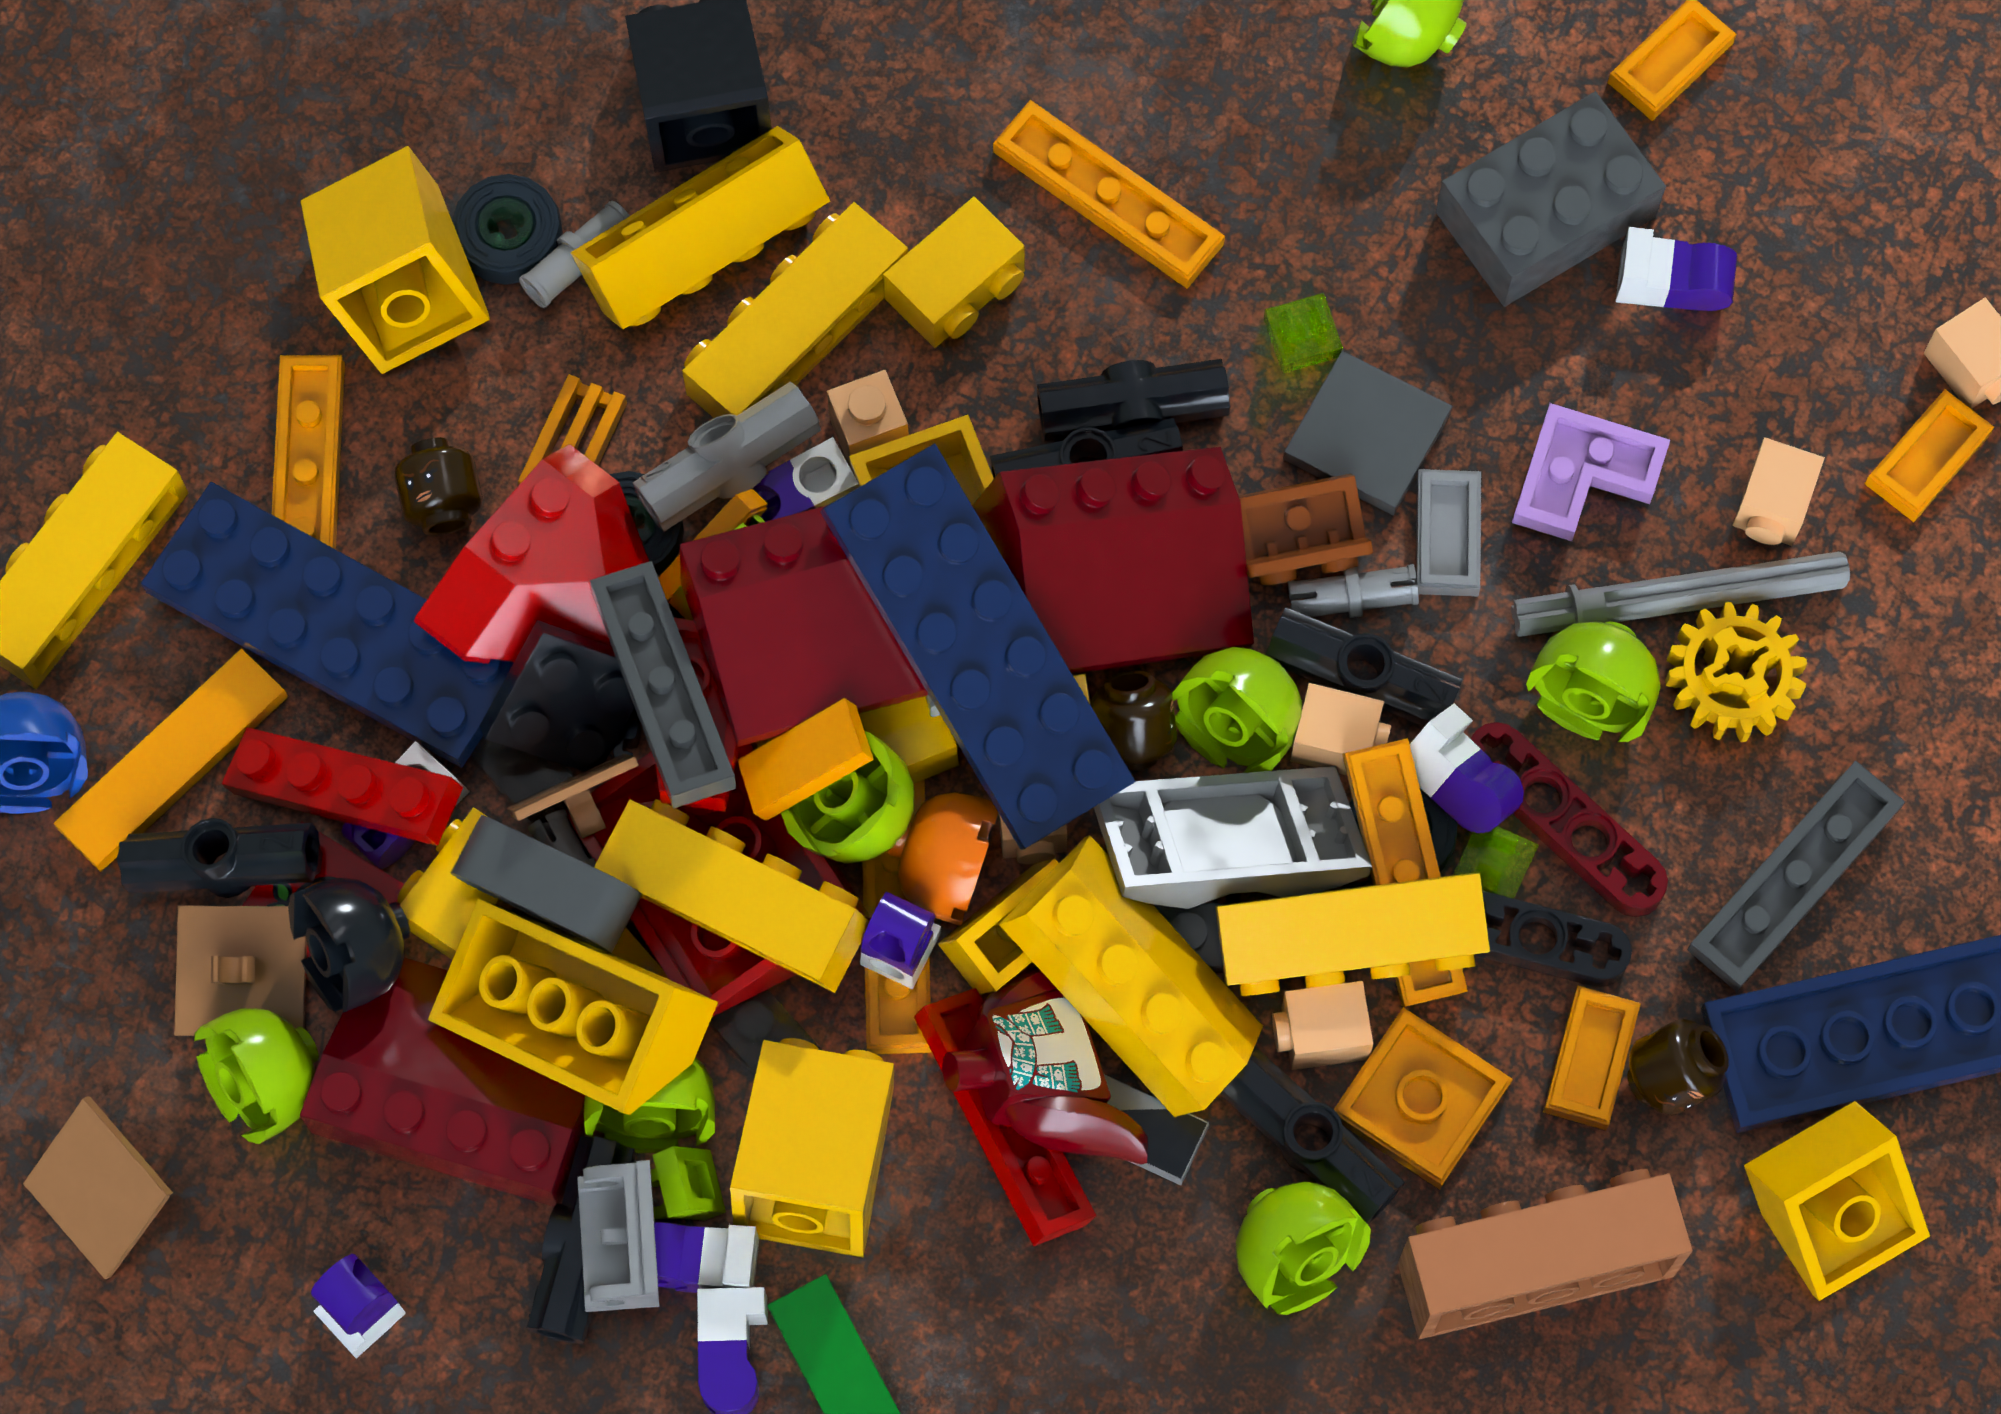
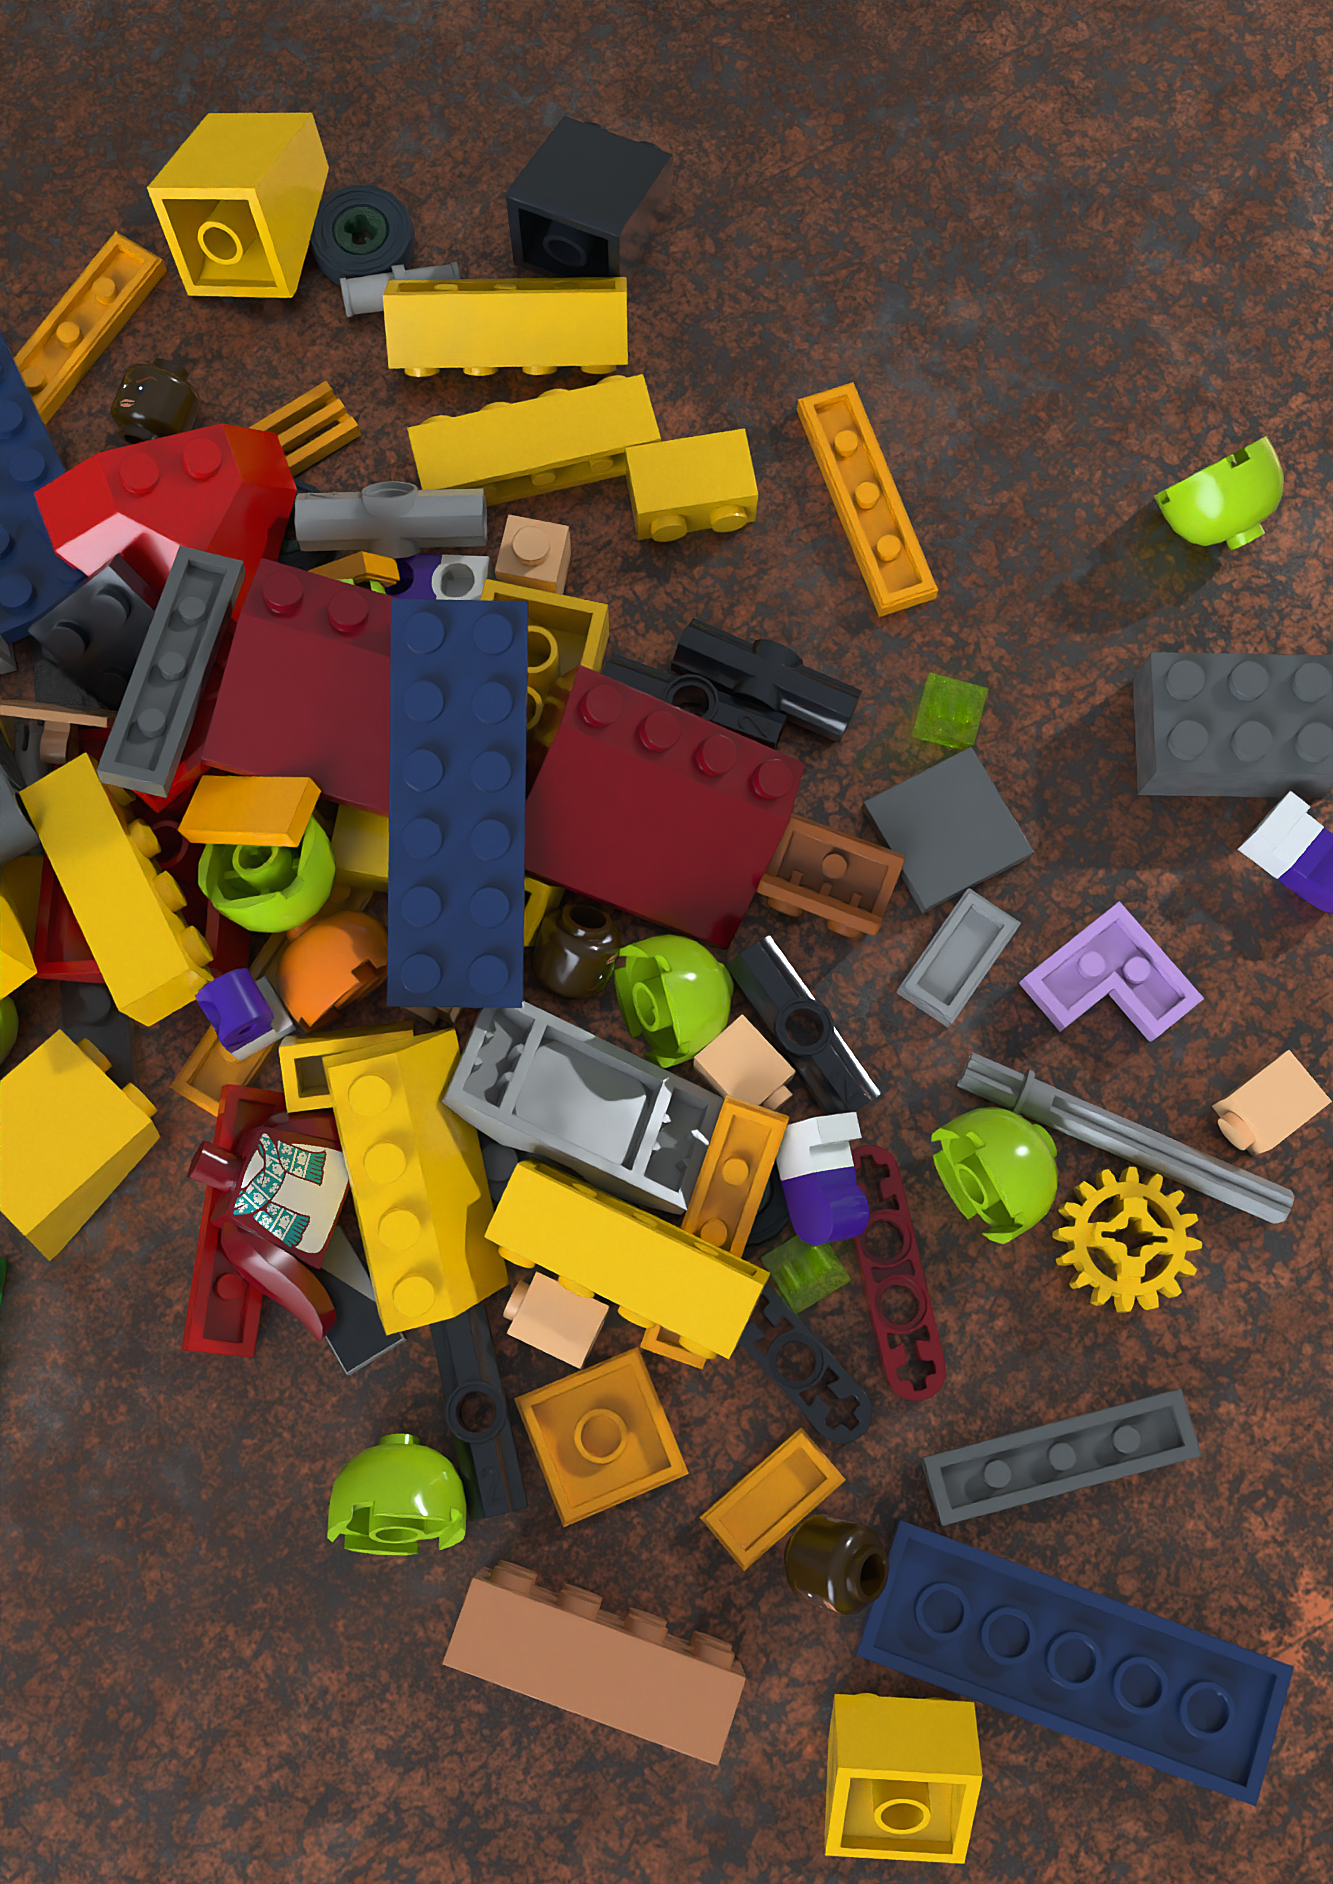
camera: 30 degrees right, 5 degrees up
(1354, 592) = (840, 958): light grey pin -> none

